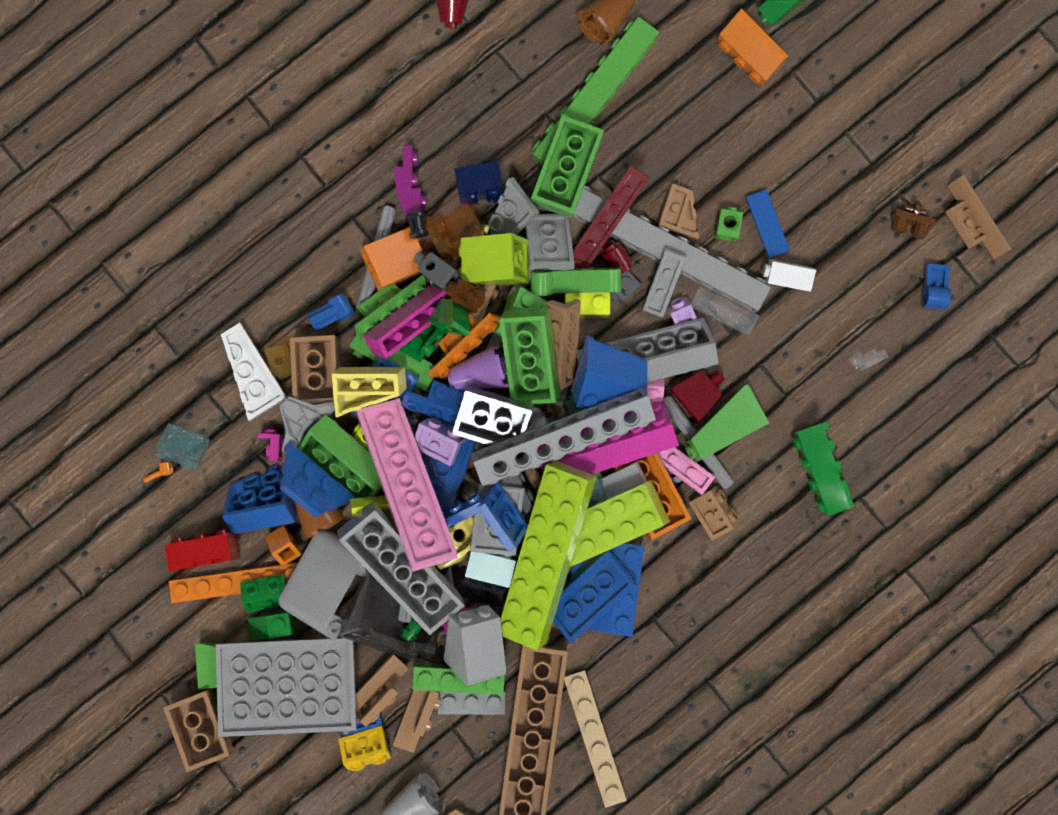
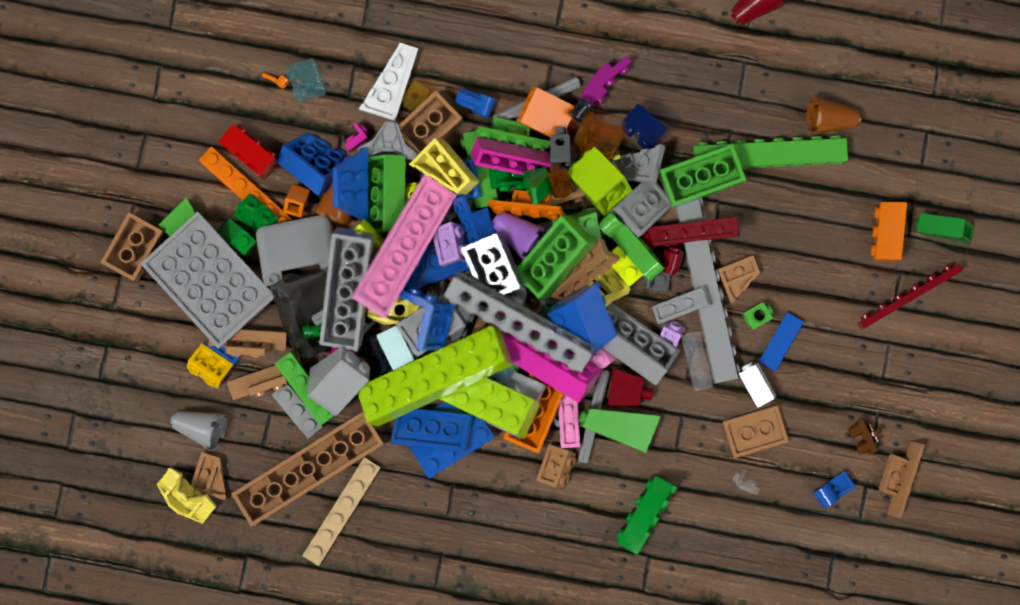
camera: 50 degrees right, 0 degrees up
(597, 327) = (612, 285): none -> light yellow plate
(822, 70) = (916, 291): none -> dark red plate
(827, 312) = (755, 431): none -> medium nougat tile

